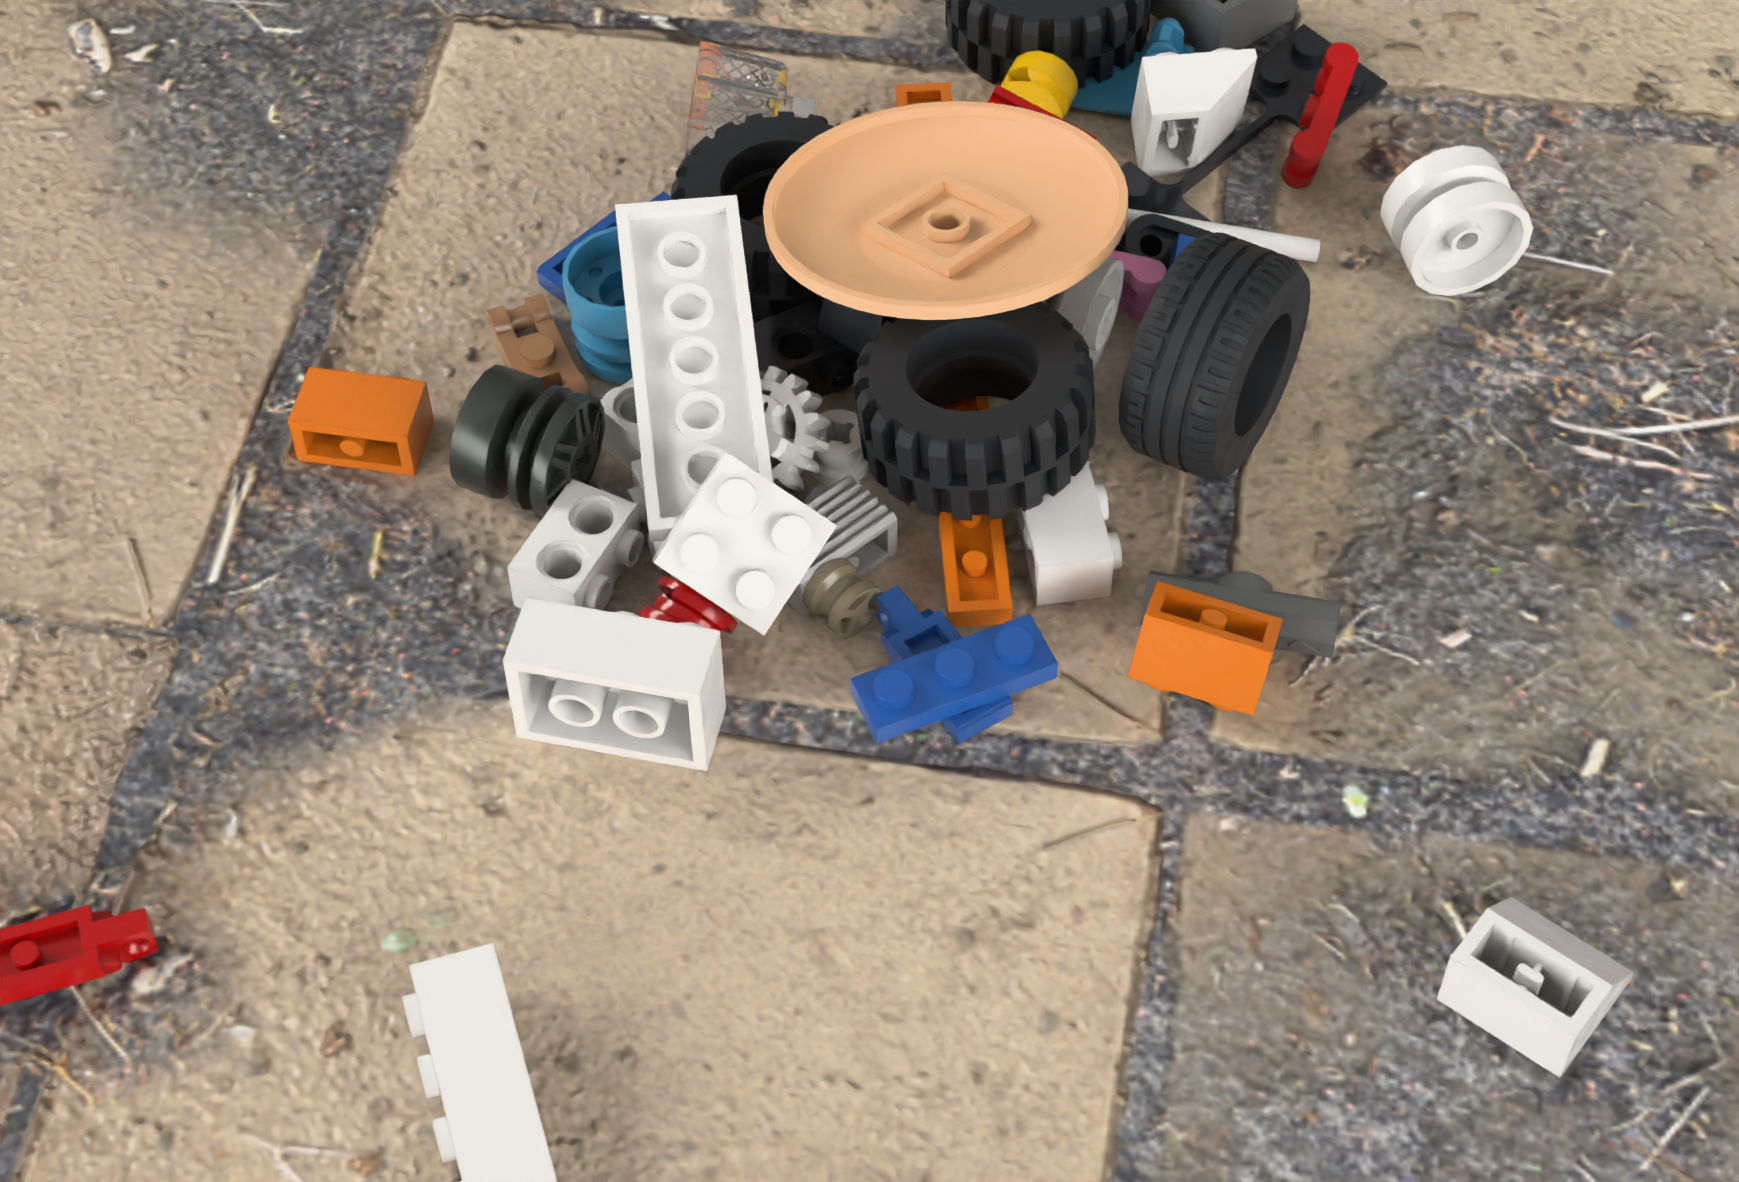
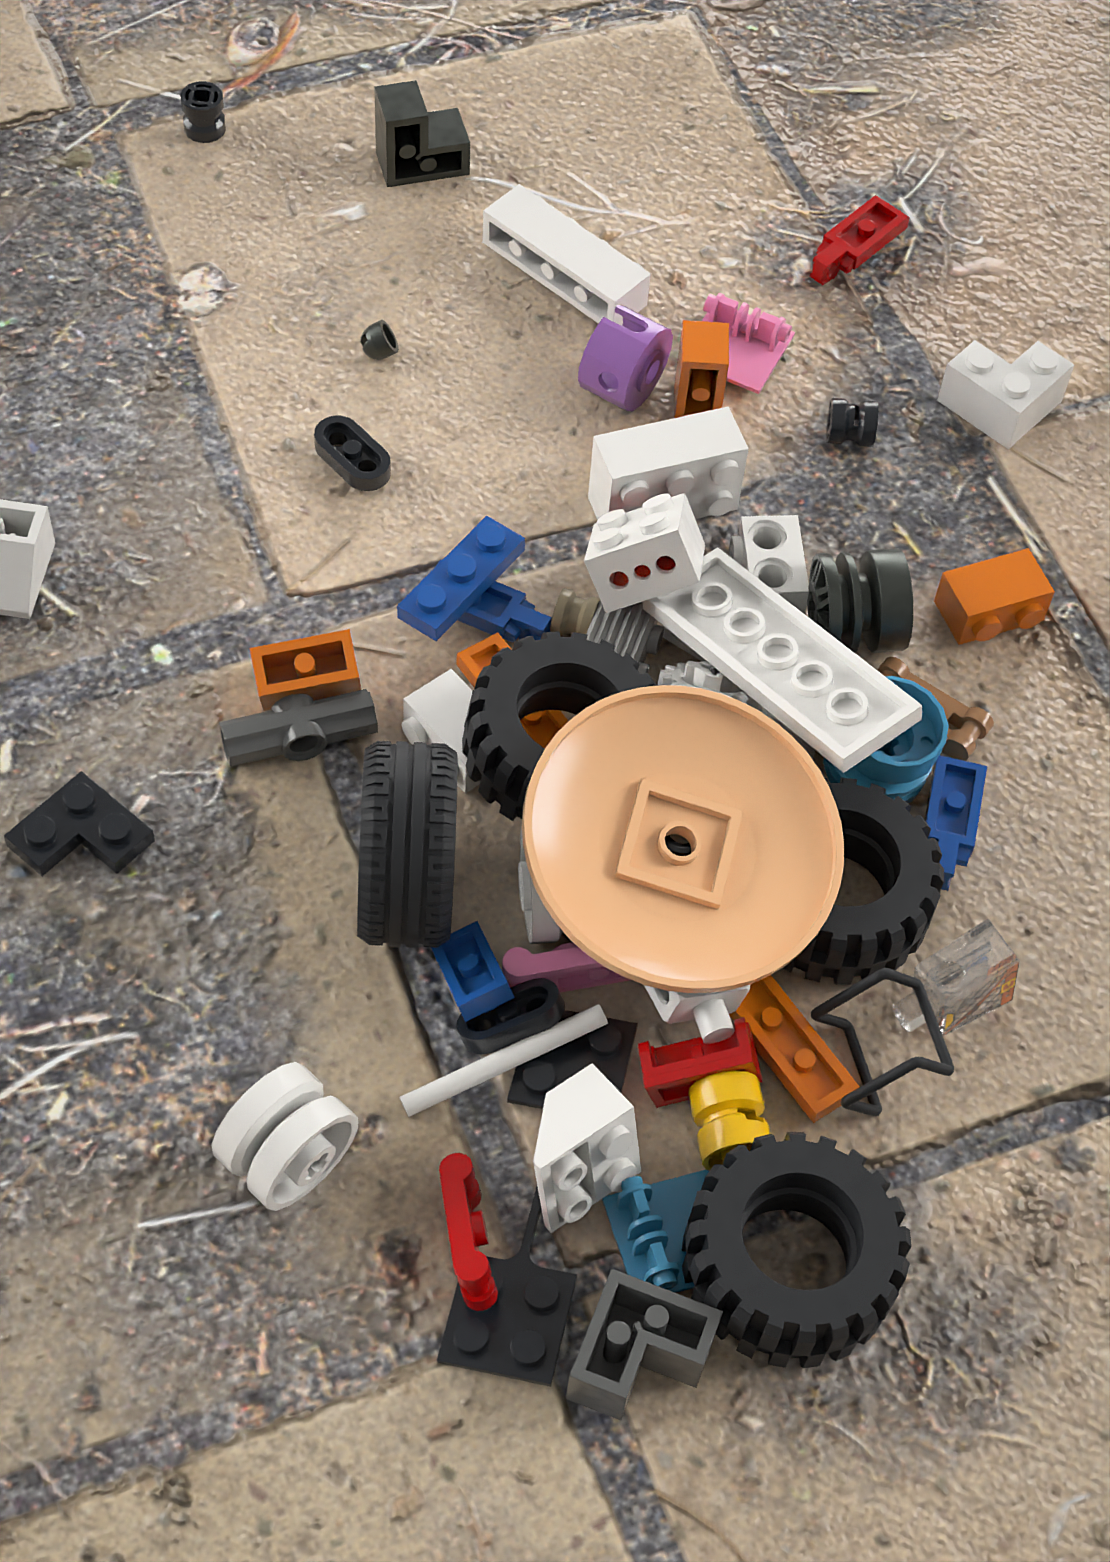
camera: 145 degrees right, 5 degrees up
(95, 624) = (1003, 396): none -> white brick
(324, 689) = (841, 422): none -> black wheel
(354, 875) = (754, 340): none -> bright pink hinge
(462, 798) = (701, 367): none -> orange brick
(548, 881) = (626, 359): none -> medium lavender piece
(801, 87) = (852, 1100): none -> black piece
(834, 1105) = (379, 341): none -> pearl dark grey hinge
(978, 943) = (359, 459): none -> black plate
(1535, 640) = (76, 816): none -> black plate

